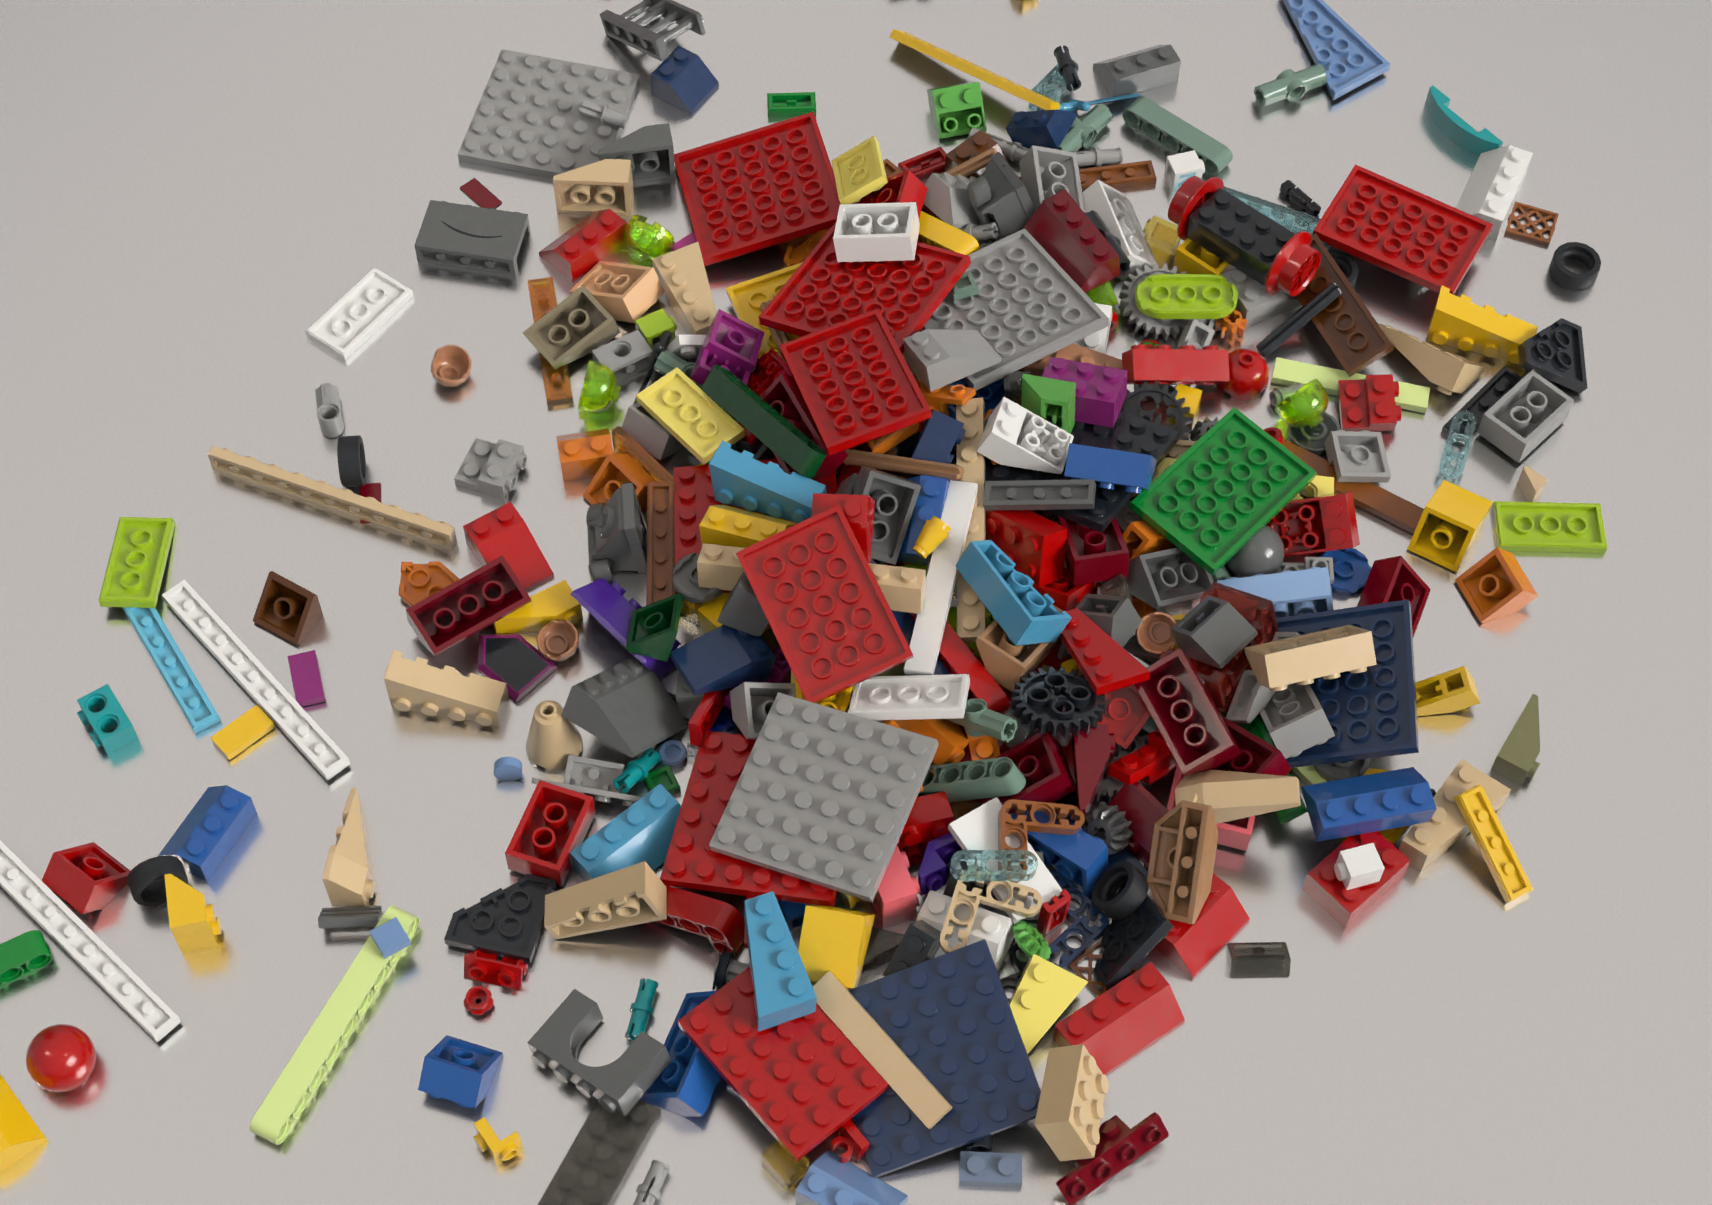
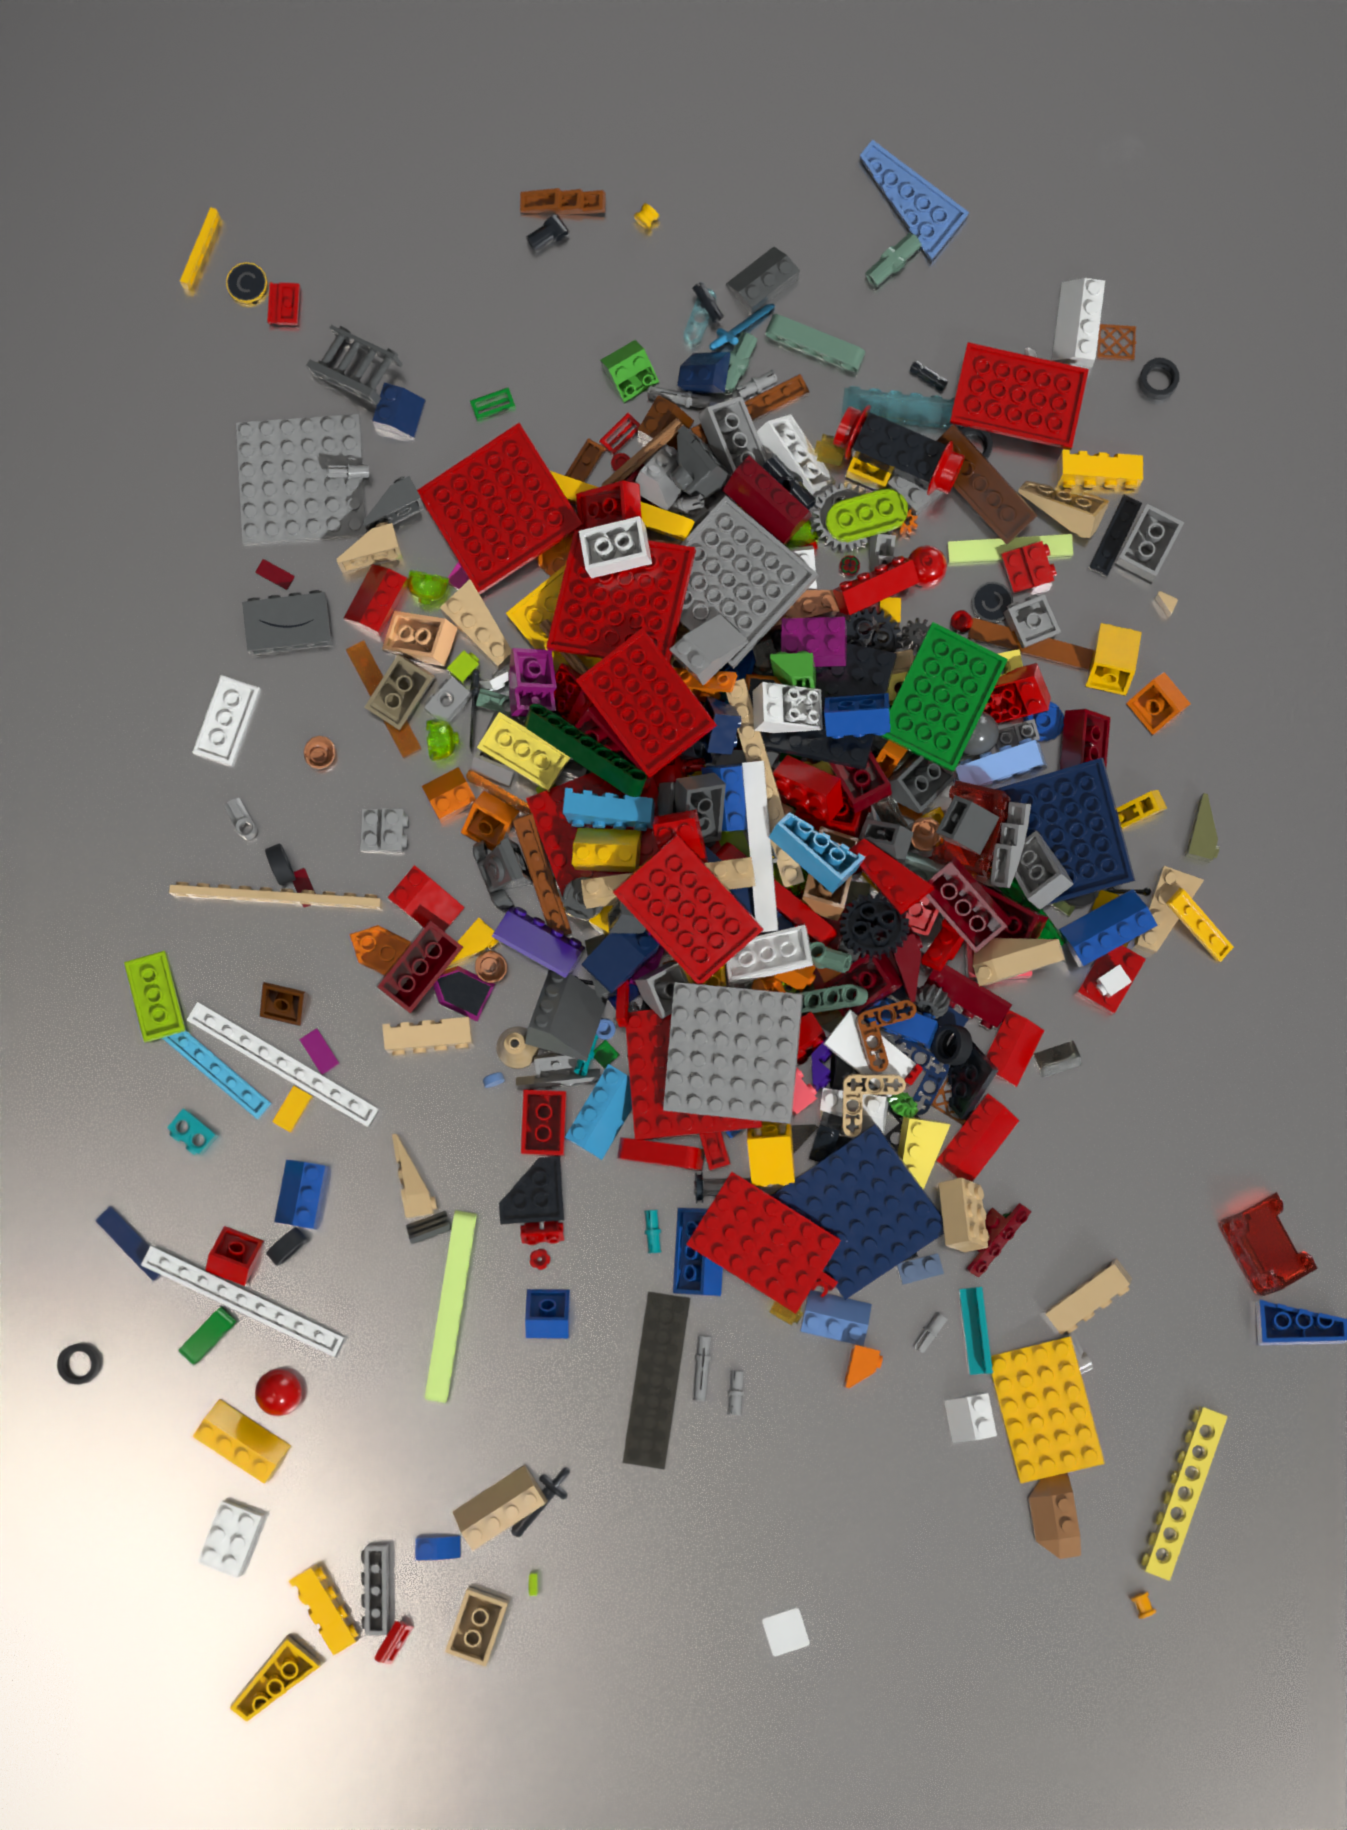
camera: 15 degrees left, 25 degrees up
(190, 916) = (321, 1266): yellow slope -> none
(390, 937) = (465, 1239): medium blue tile -> none
(488, 1140) = (584, 1356): yellow bracket -> none
(607, 903) = (603, 1168): tan wedge -> none
(614, 1084) = (659, 1295): dark grey arch -> none
(655, 628) = (564, 947): dark green slope -> none
(776, 968) = (742, 1192): dark azure wedge -> none
(859, 171) = (579, 481): light yellow plate -> none
(880, 1050) = (826, 1220): tan tile -> none
(904, 464) = (713, 759): medium nougat axle -> none
(931, 536) = (744, 819): yellow cone -> none
(965, 287) = (698, 571): sand green tile -> none
(974, 70) = (633, 329): yellow tile -> none
(985, 874) = (879, 1058): clear light blue beam -> none
(1039, 494) = (812, 755): dark grey plate -> none
(1182, 167) = (830, 377): white brick -> none
(1183, 860) = (992, 1021): medium nougat wedge -> none
(1279, 394) = (963, 575): light grey pin -> none
(1298, 319) = (958, 506): black axle -> none
(1304, 406) = (981, 590): clear neon green cylinder -> none
(1311, 657) = (1041, 827): tan slope -> none
(1454, 436) = (1098, 569): clear light blue beam -> none
(1456, 128) = (1035, 264): teal slope -> none
(1549, 527) = (1186, 634): lime tile -> none
(1557, 355) = (1161, 475): black plate -> none

